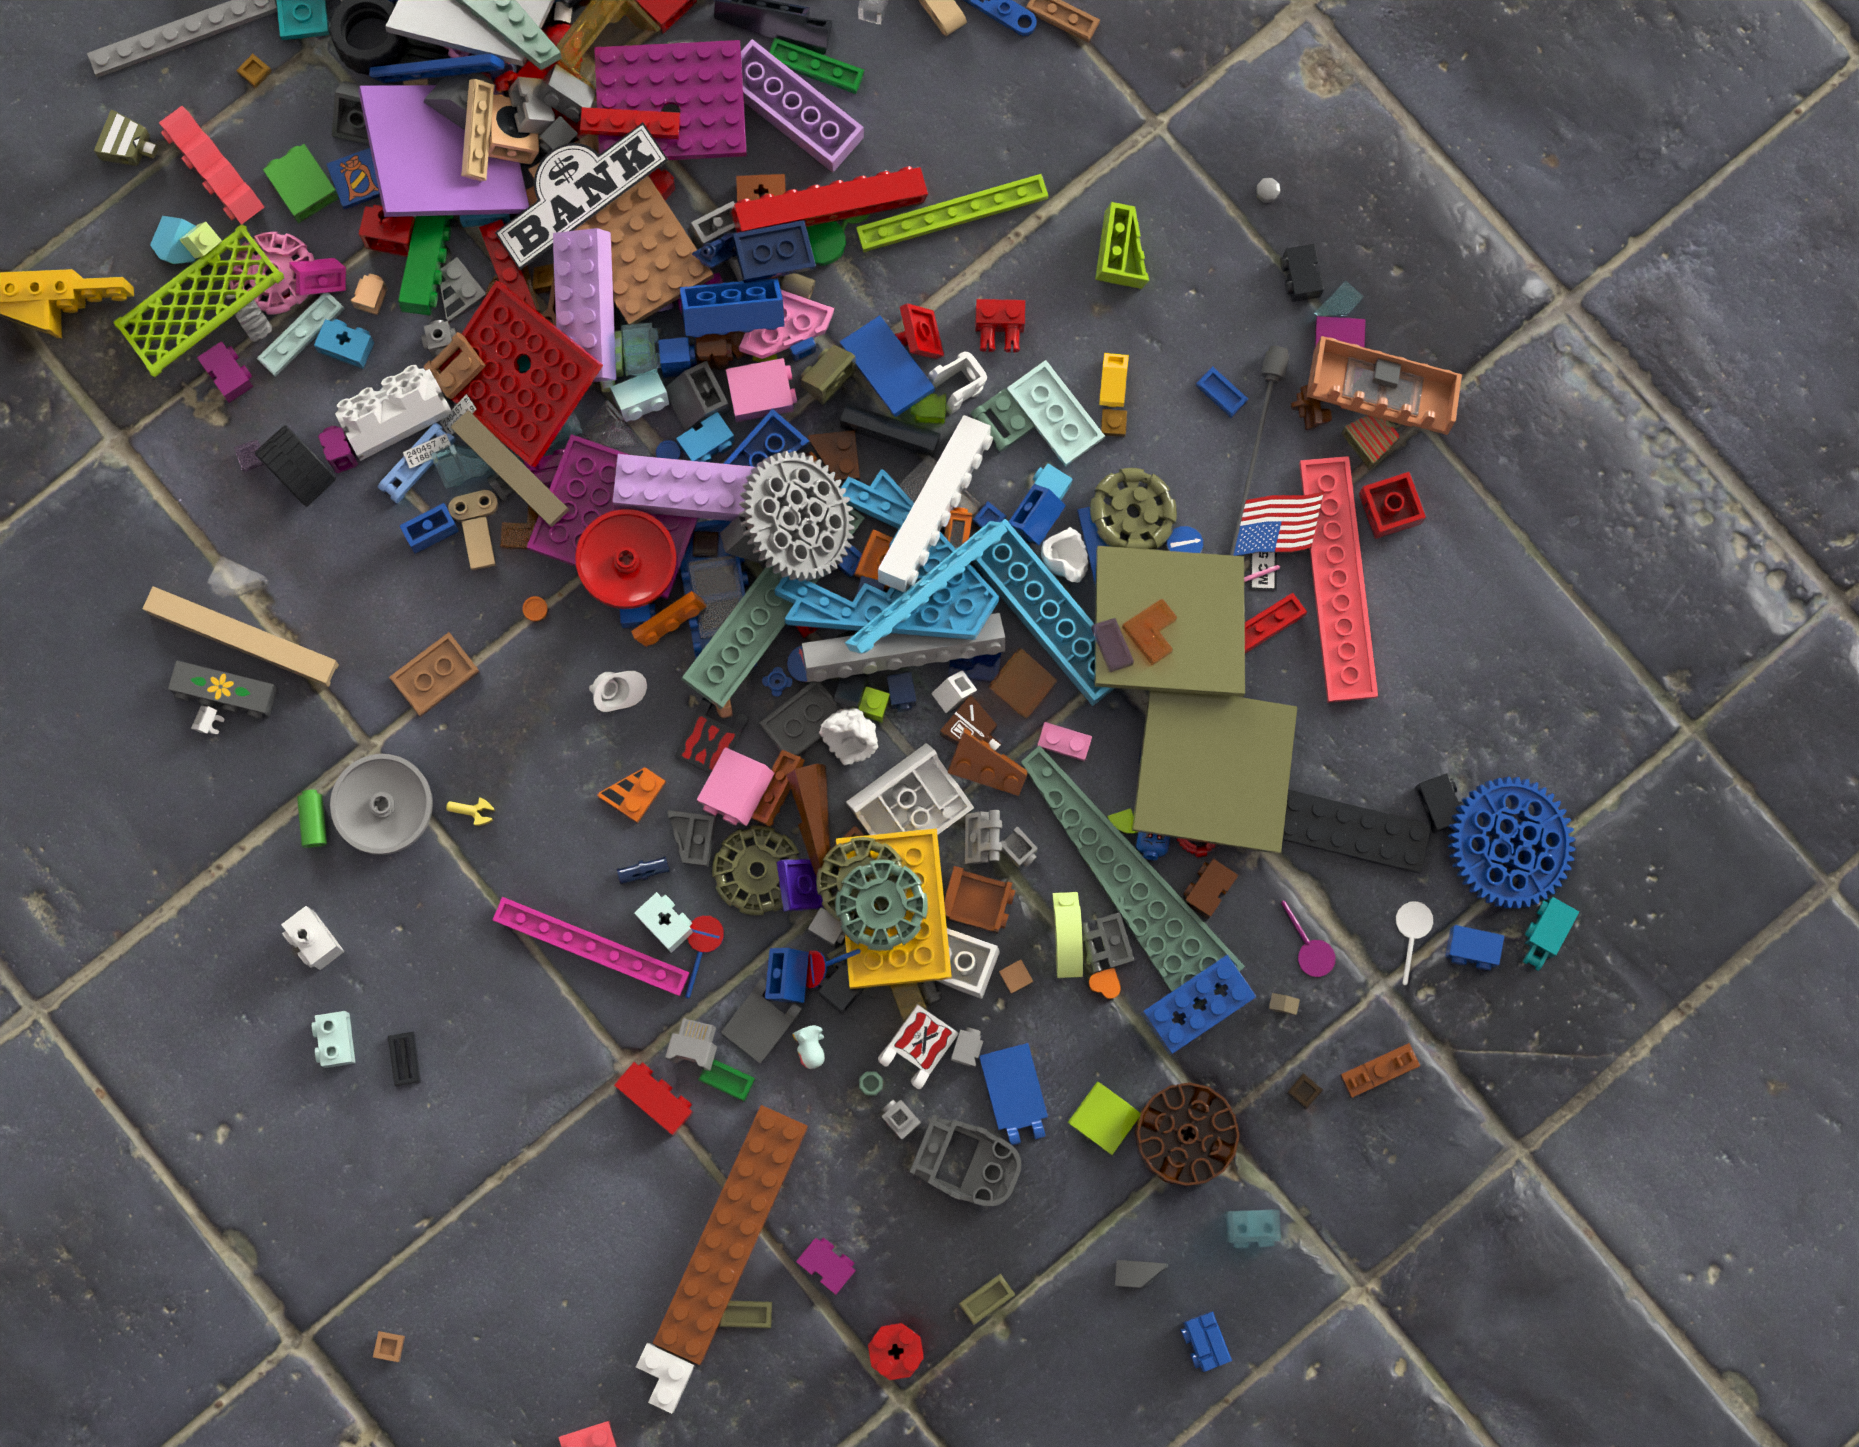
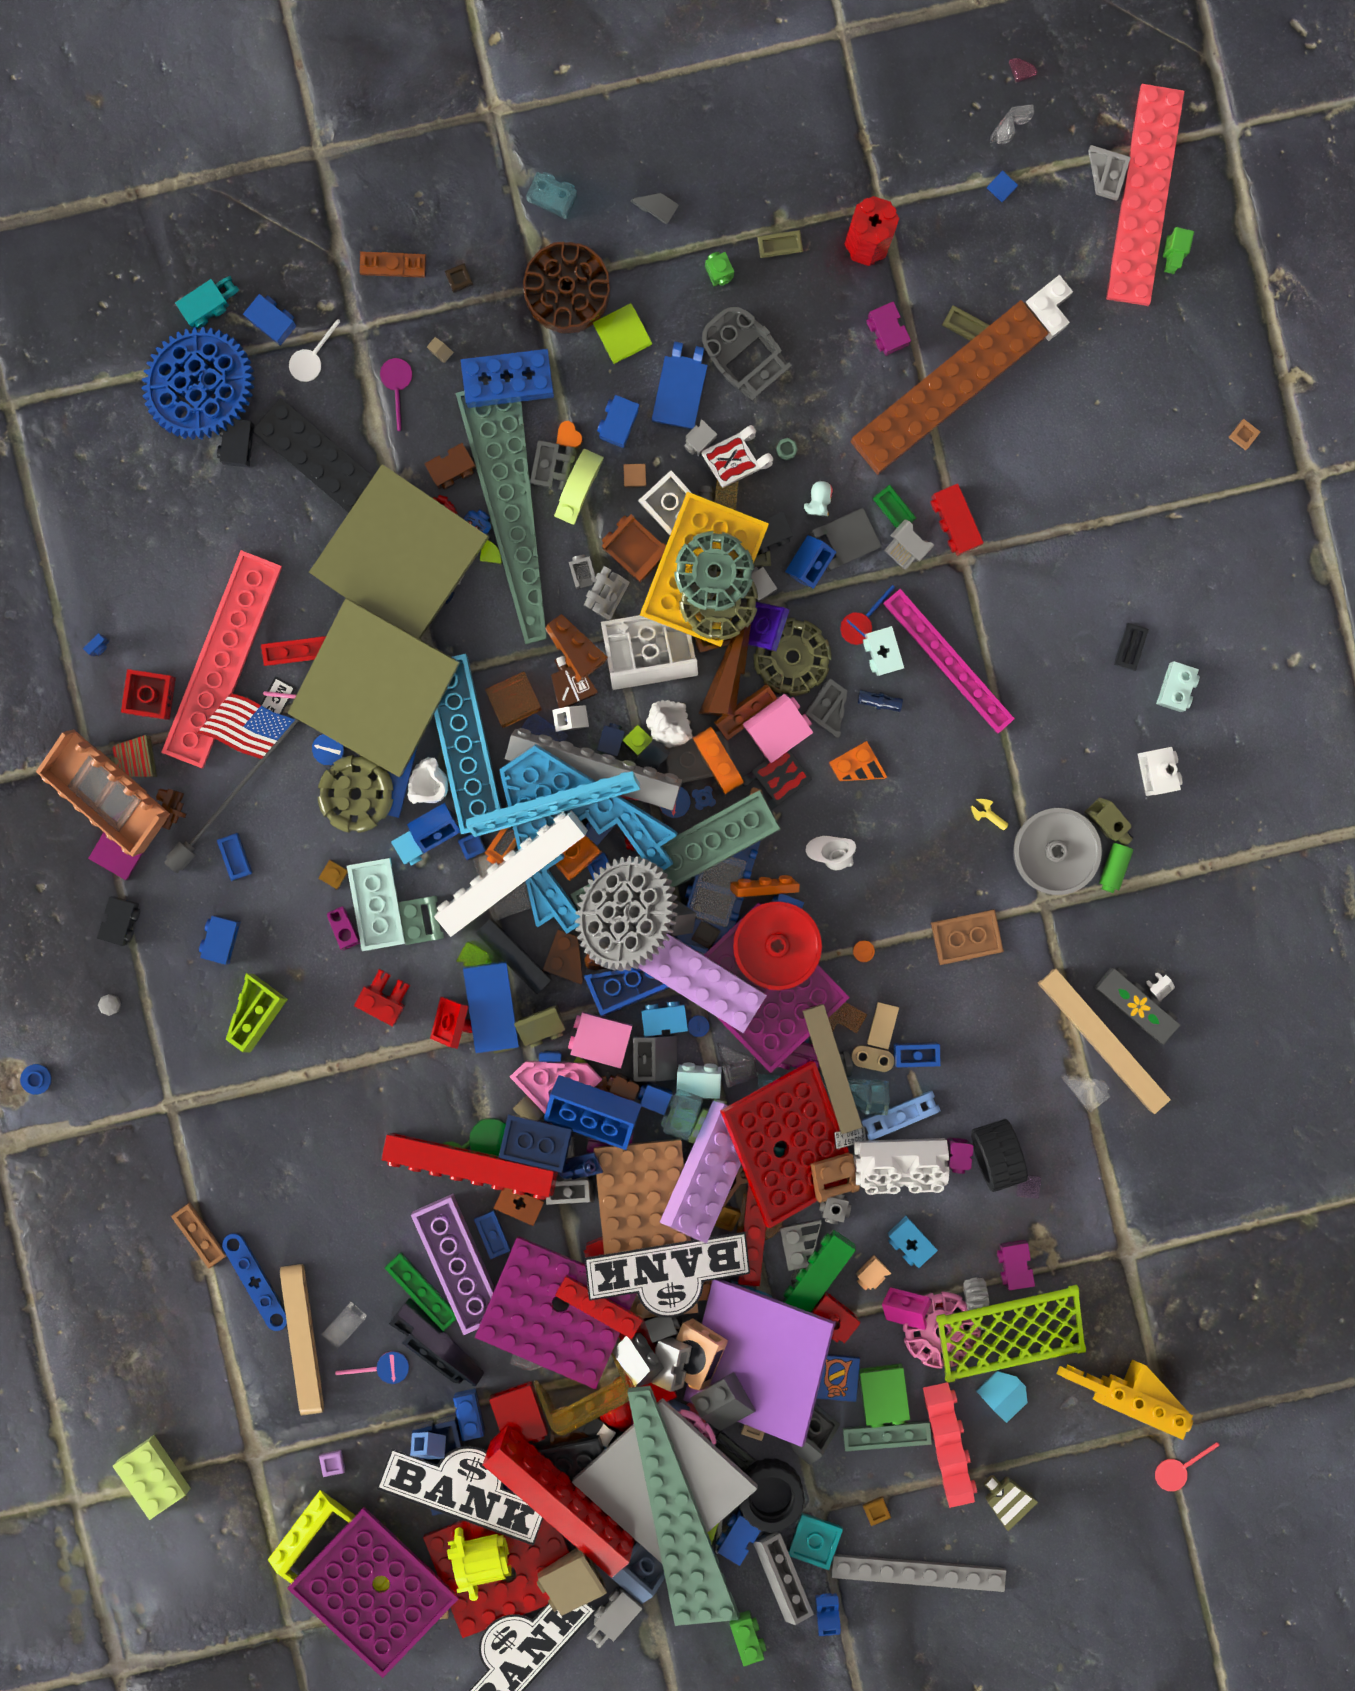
camera: 150 degrees left, 10 degrees up
(200, 240) = (986, 1384): yellowish green brick -> none
(276, 145) = (887, 1436): none -> sand green plate
(299, 334) = (942, 1268): light aqua tile -> none
(341, 862) = (1110, 820): none -> olive torso
(422, 453) = (891, 1120): white sticker -> none
(437, 68) = (731, 1433): blue tile -> none
(477, 130) = (724, 1362): tan tile -> none
(502, 80) = (684, 1396): red arm -> none
(773, 151) = (492, 1234): none -> blue plate
(781, 721) = (718, 760): none -> orange brick
(818, 966) = (783, 556): red piece -> none
(900, 1118) = (778, 410): light grey window -> none
(952, 213) = (374, 1111): lime plate -> none
(973, 372) = (425, 972): white piece -> none
(1037, 1237) = (719, 268): none -> bright green brick
(1060, 1023) = (619, 421): none -> blue brick
(1064, 741) = (503, 638): bright pink plate -> none
(1076, 373) = (343, 928): none -> magenta leg
(1112, 645) = (429, 687): tile -> none
(1113, 380) = (315, 908): yellow slope -> none
(1145, 631) = (398, 686): clear orange tile -> none
(1192, 303) = (219, 939): none -> blue brick
(1206, 1342) = (631, 128): blue brick -> none
(1301, 85) = (35, 1079): none -> blue piece
(1341, 302) = (99, 883): clear light blue slope -> none
(1386, 373) = (95, 802): dark grey tile -> none
(1469, 530) = (96, 645): none -> blue plate

